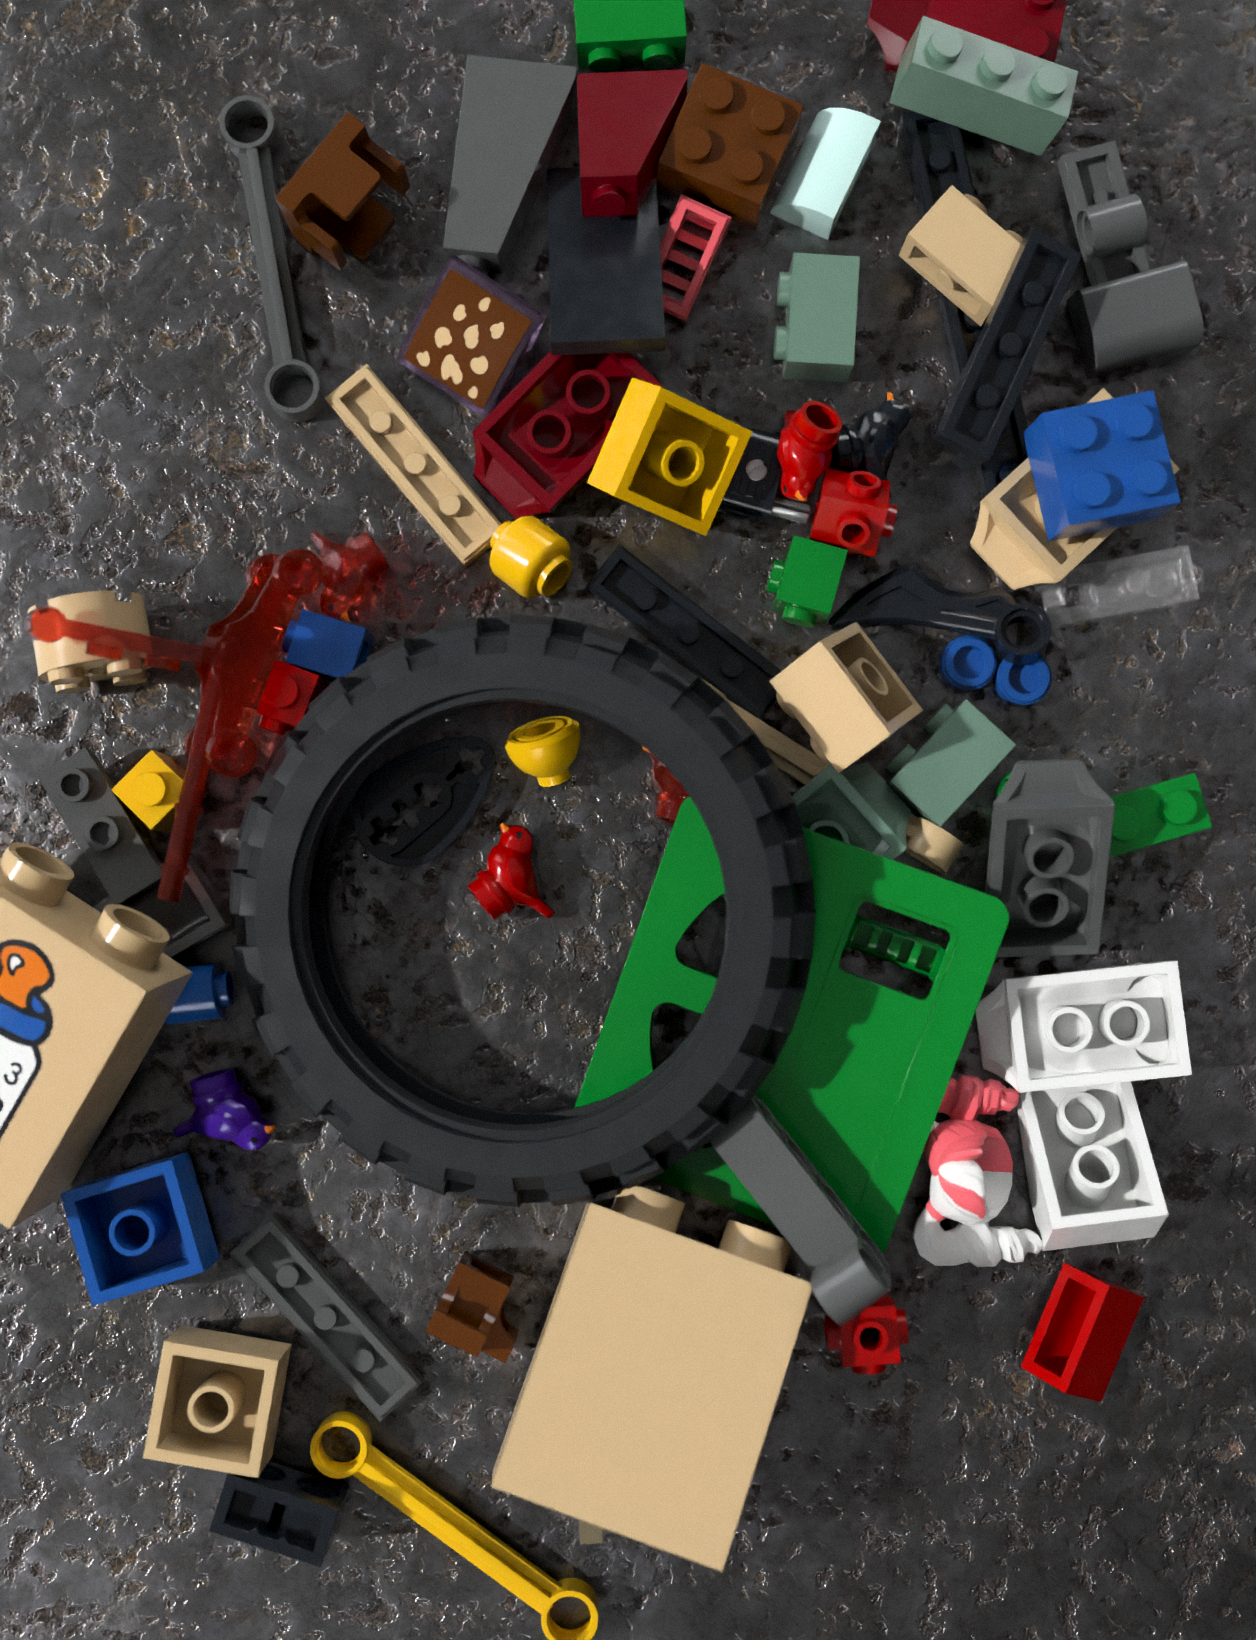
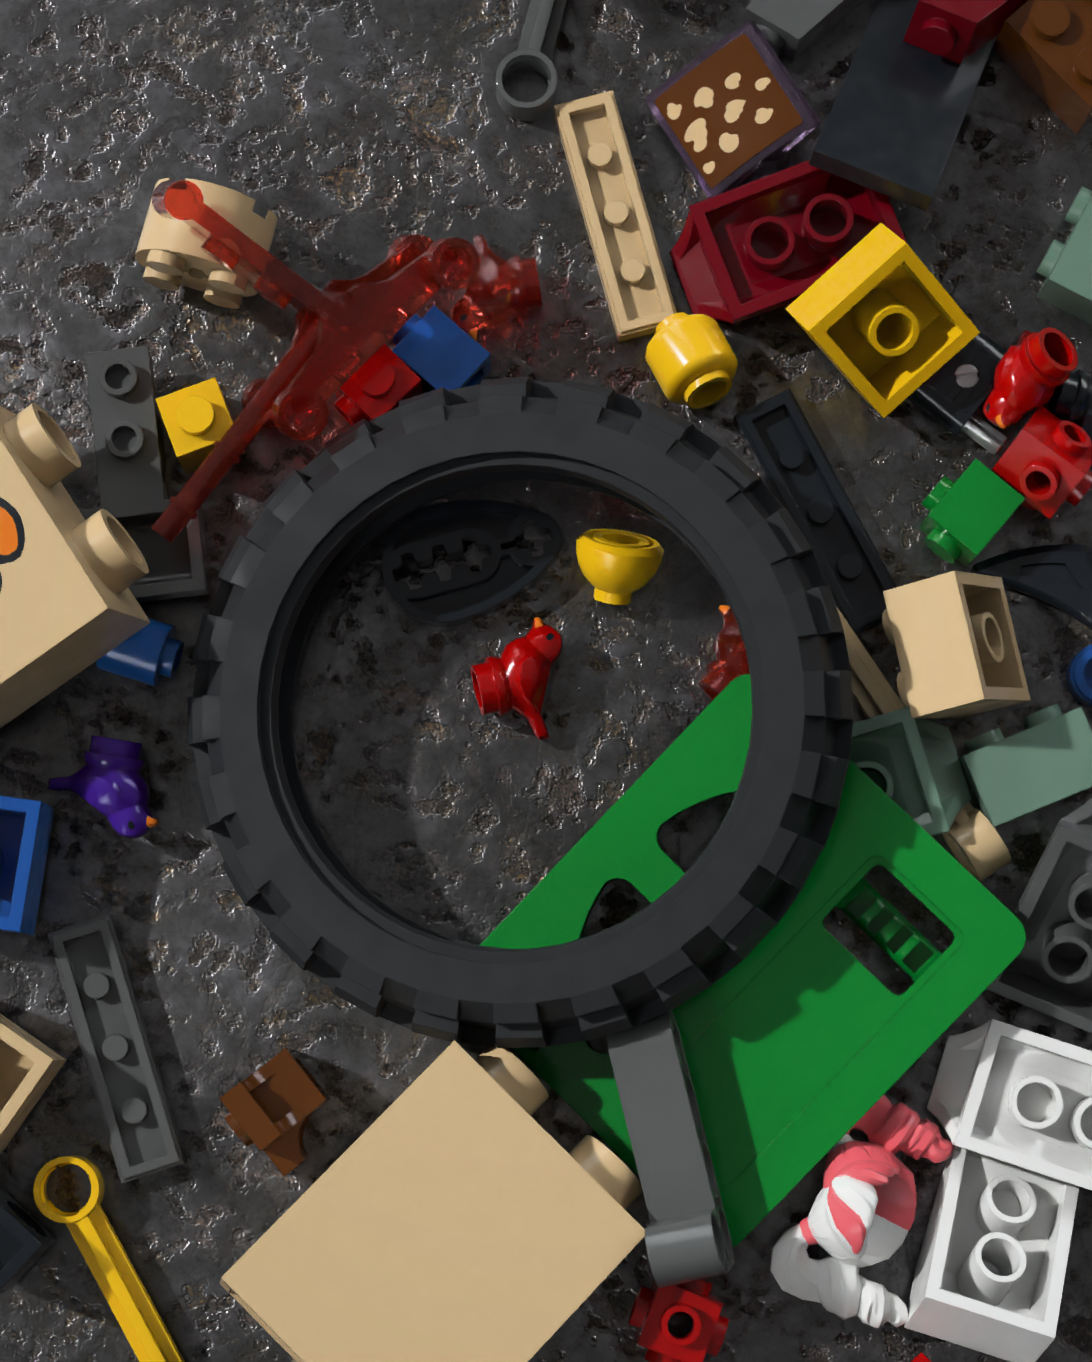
camera: 20 degrees right, 5 degrees down
(702, 216) = (1028, 96): coral slope -> none

